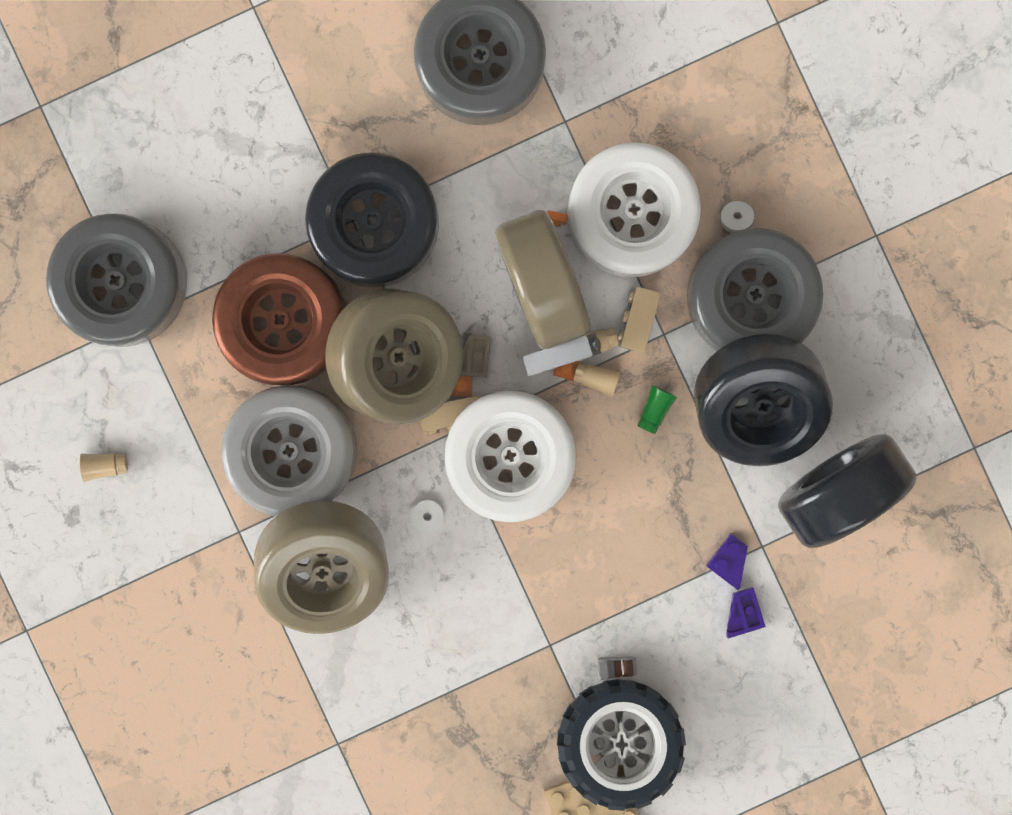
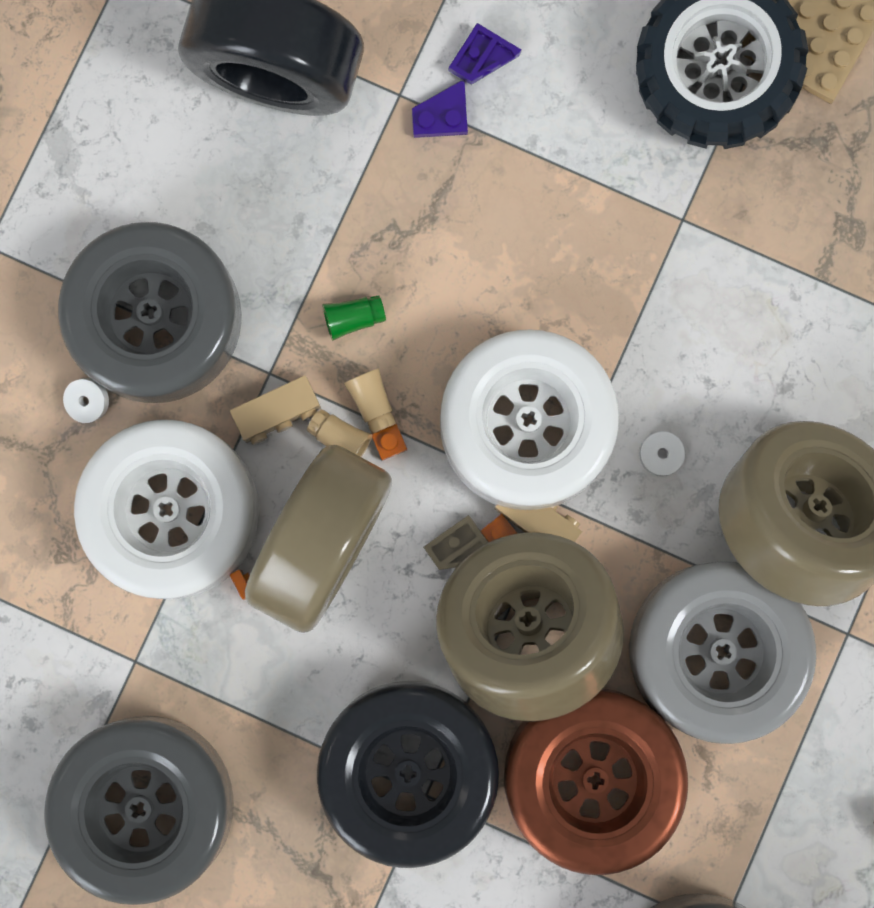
camera: 130 degrees left, 5 degrees down
(562, 354) = (366, 444): brick -> none
(616, 667) = (647, 134): light grey leg -> none
(747, 371) = (278, 186): black wheel -> none

